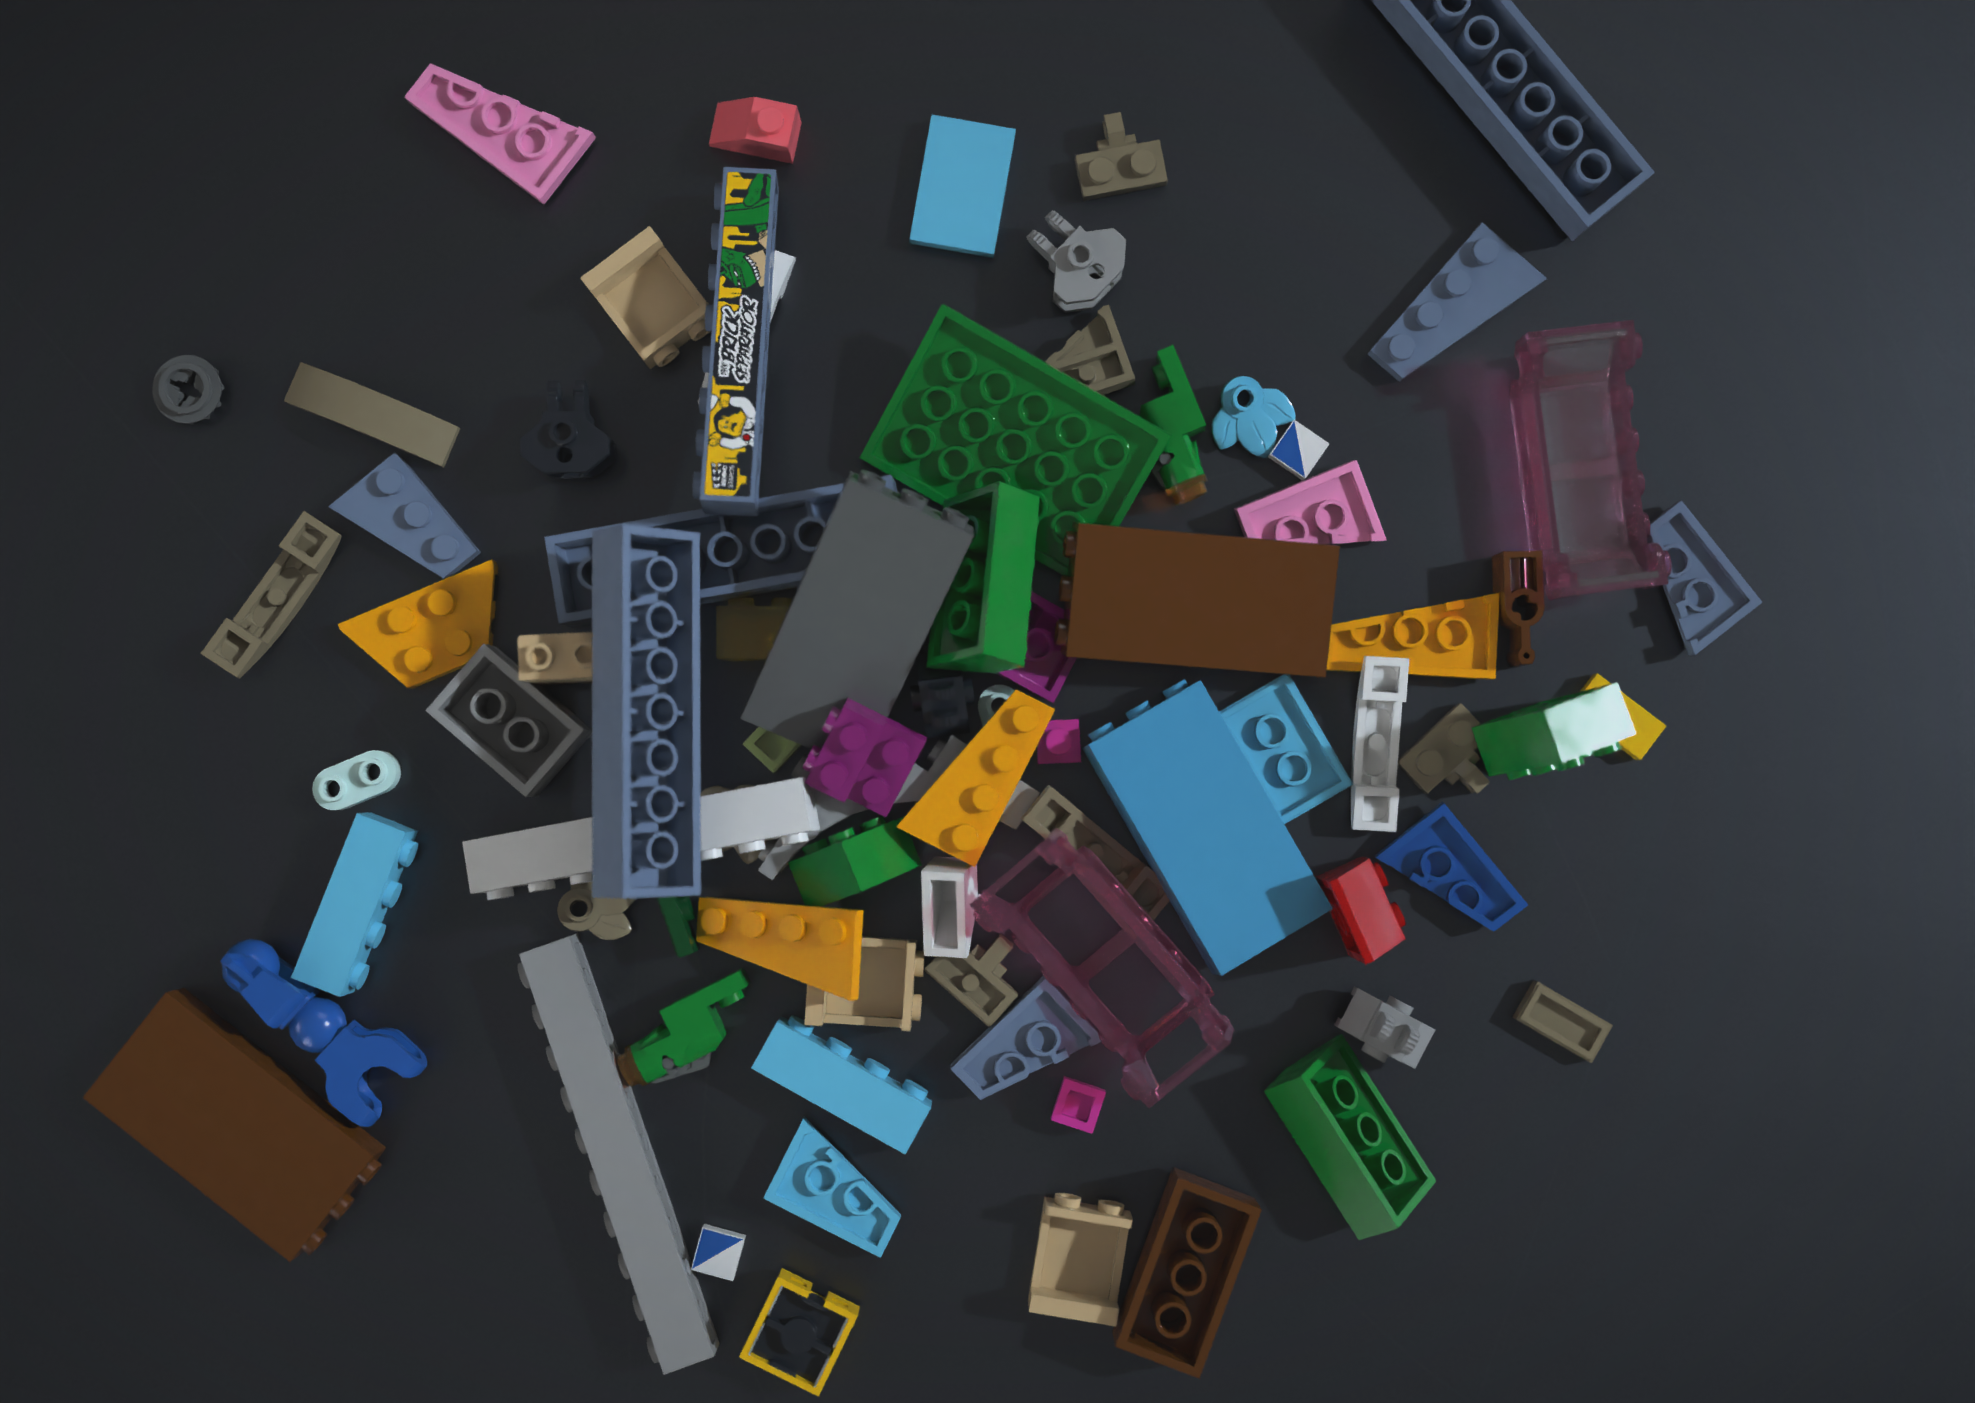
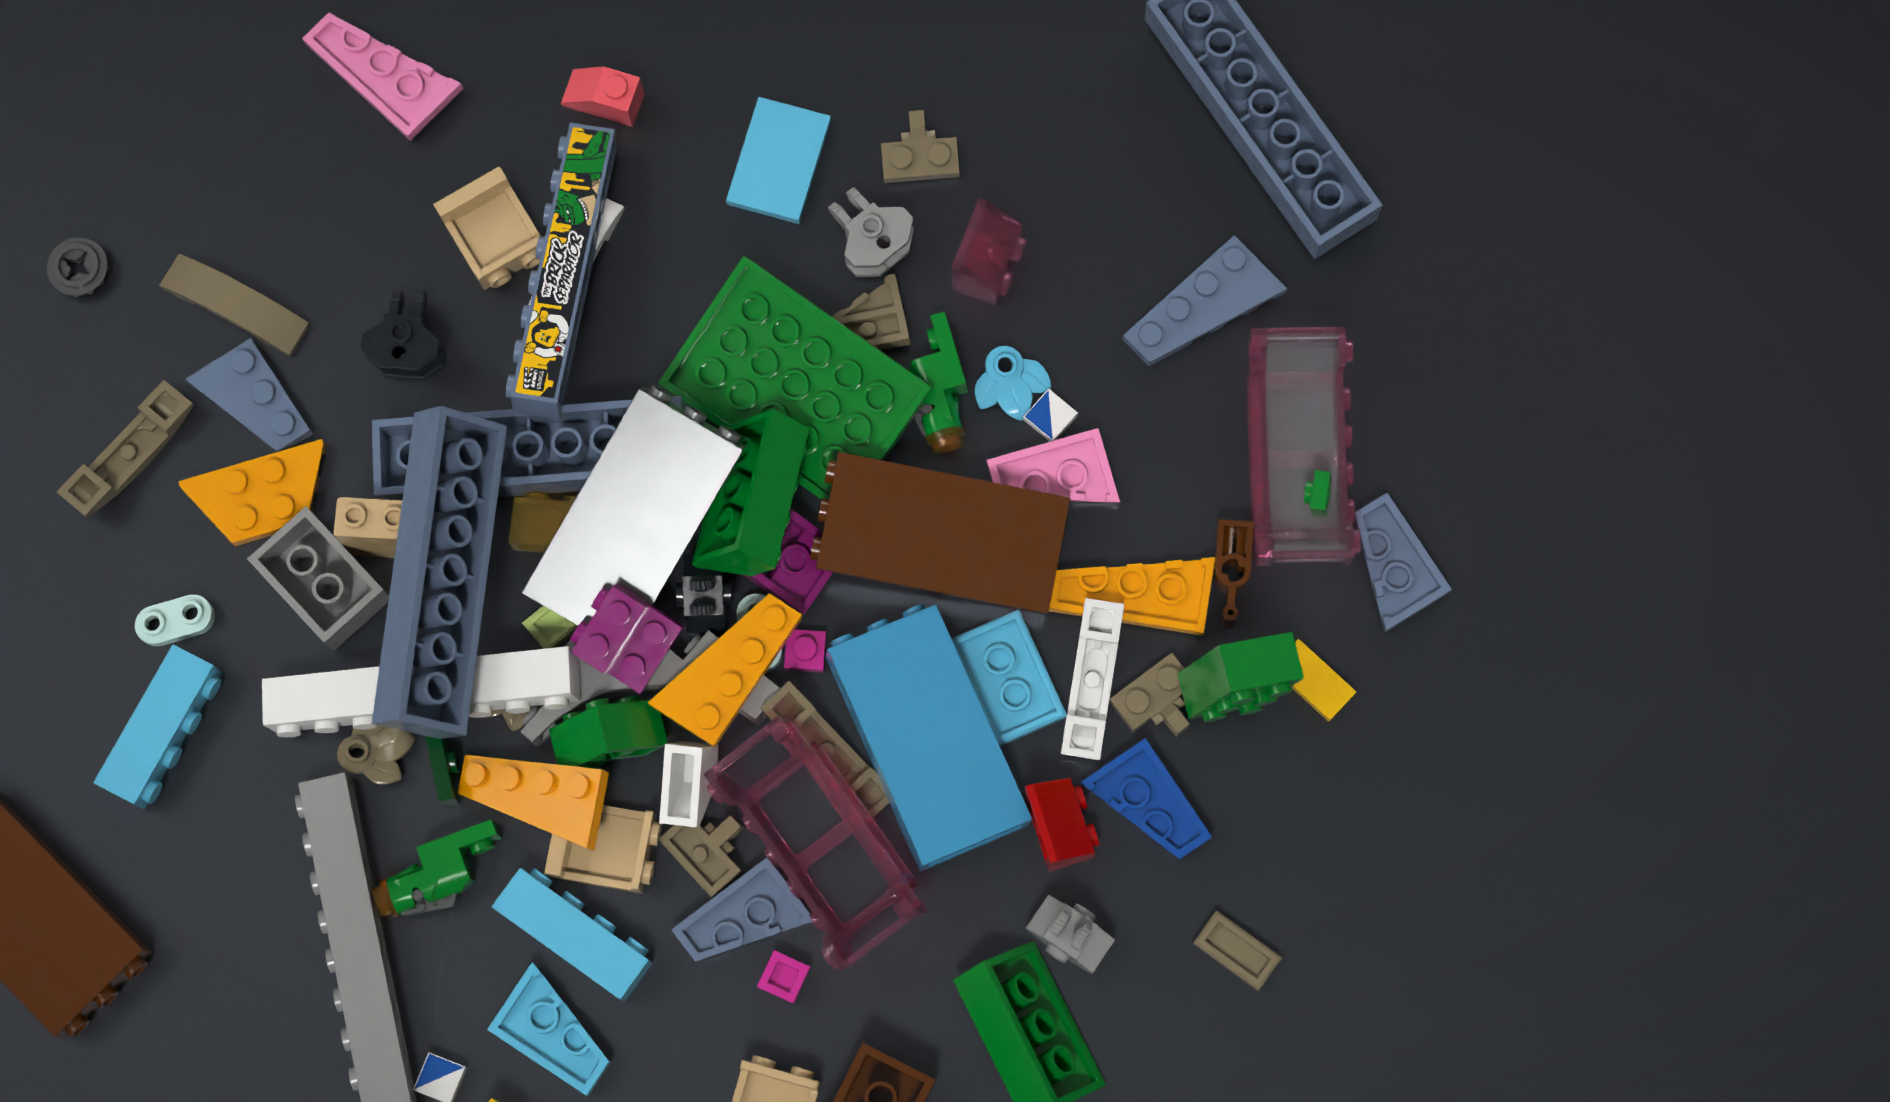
camera: 15 degrees right, 10 degrees down
(321, 1028) = (111, 833): blue piece -> none
(1212, 272) = (987, 253): none -> clear pink slope
(1610, 510) = (1318, 493): none -> green plate

